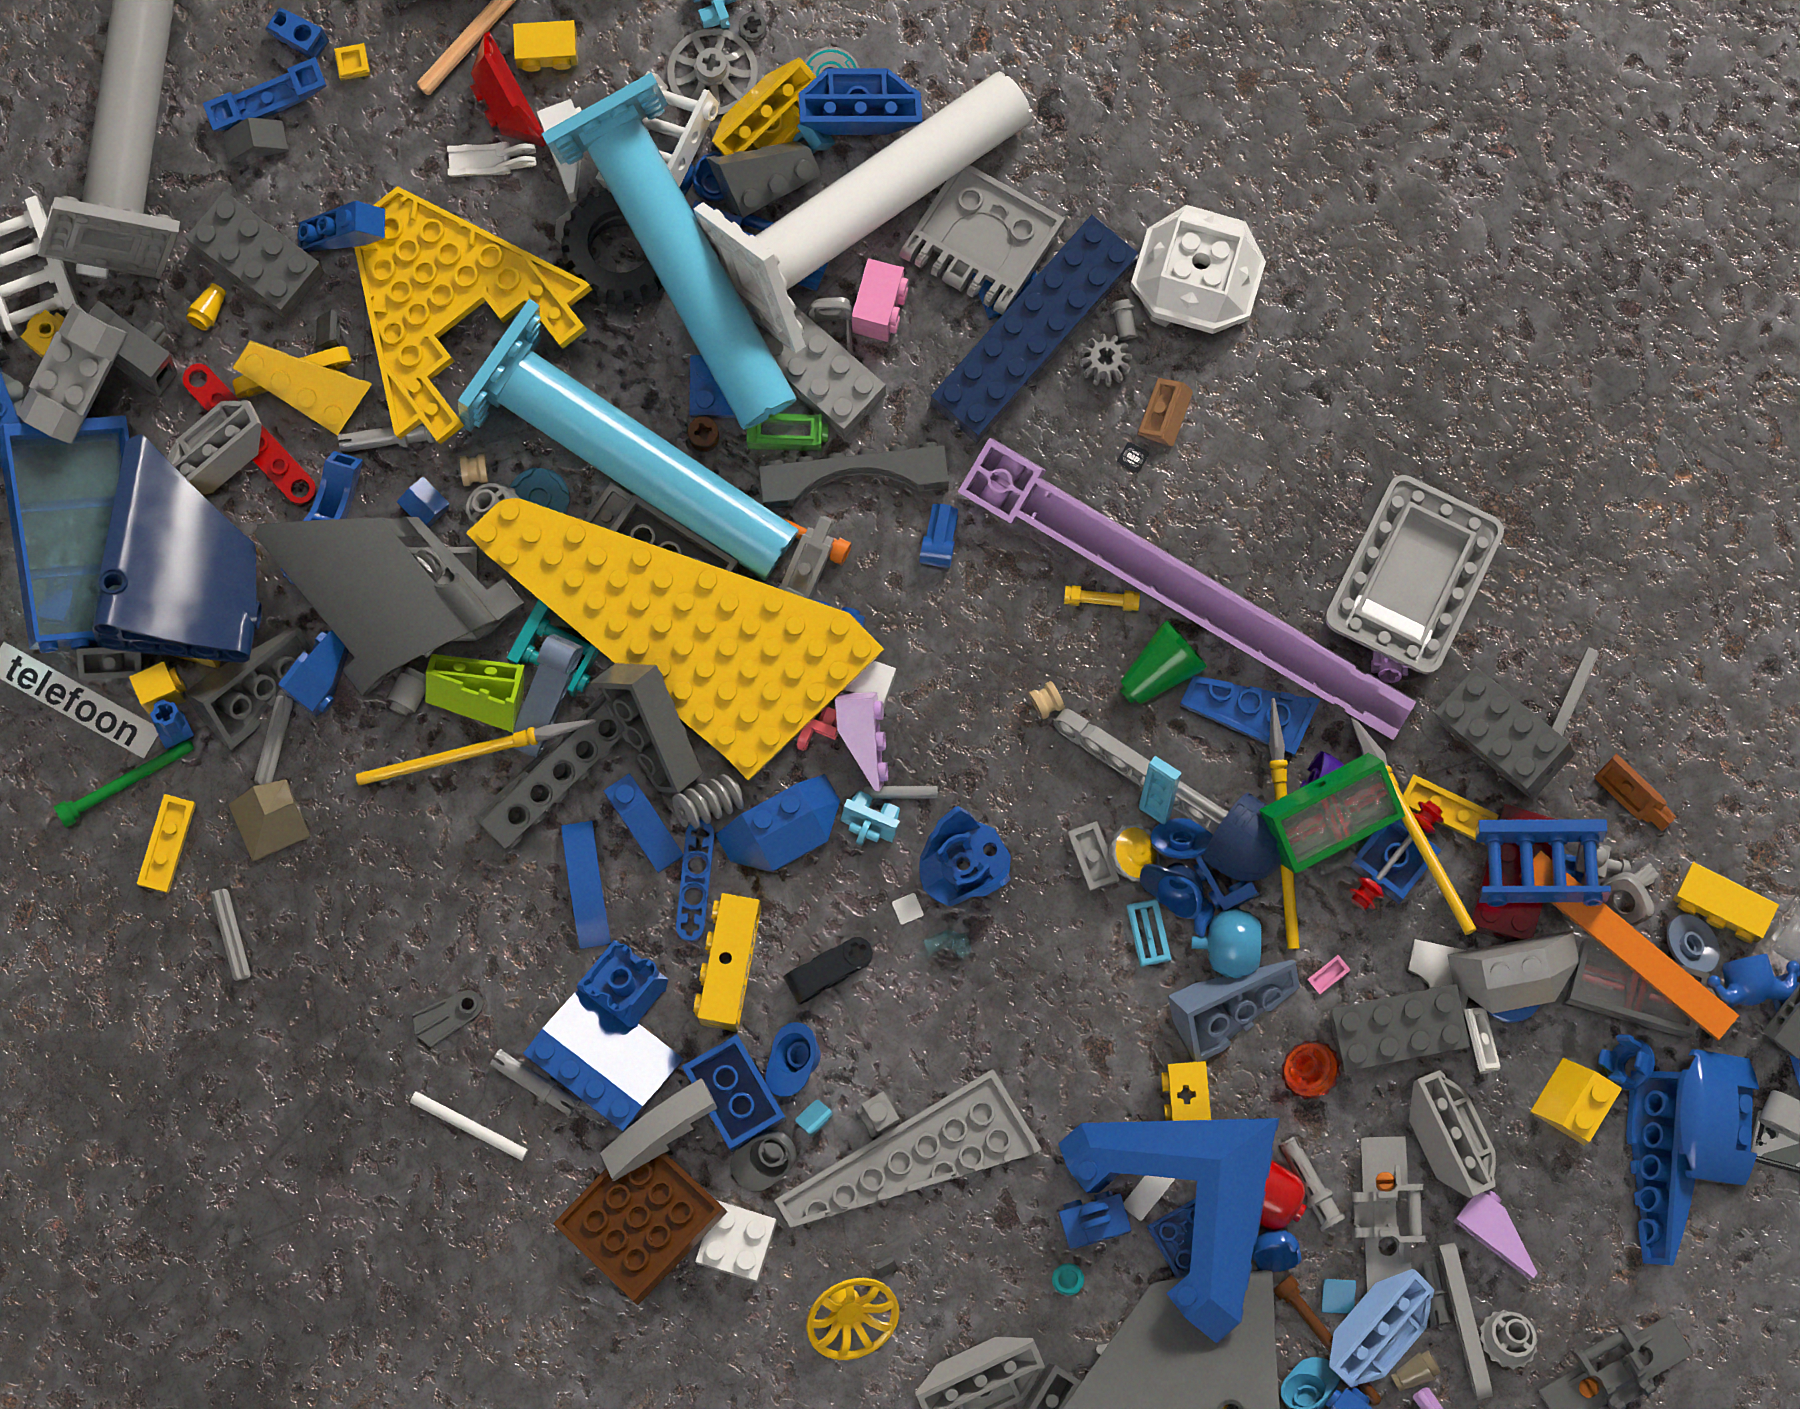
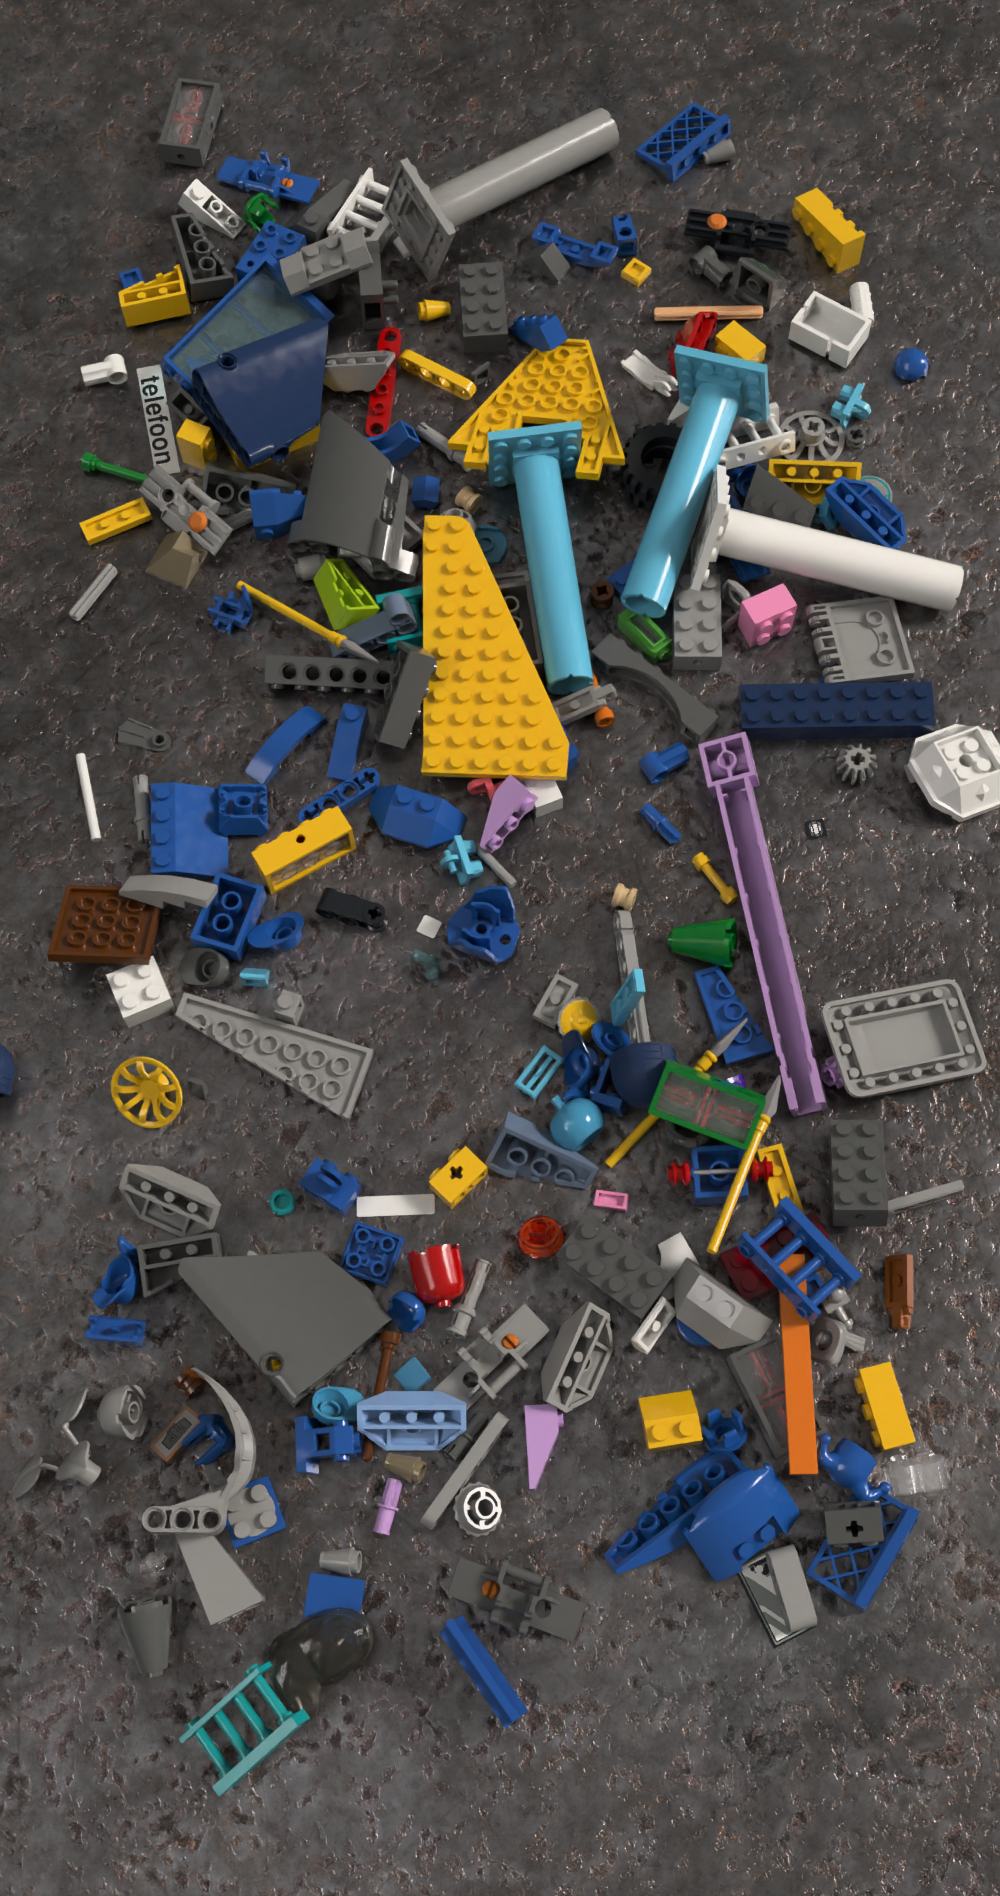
camera: 50 degrees right, 10 degrees down
(170, 723) = (182, 463): blue piece -> none
(228, 773) = (180, 515): none -> light grey piece
(314, 390) = (435, 388): yellow wing -> none
(392, 797) = (242, 607): none -> blue piece
(707, 799) = (391, 764): light grey piece -> none
(1000, 598) = (660, 823): none -> blue axle
(1124, 319) = (894, 751): light grey pin -> none
(1165, 411) = (860, 823): medium nougat slope -> none
(1231, 1172) = (424, 1231): blue wedge -> none
(1693, 943) = (839, 1408): sand blue dish -> none

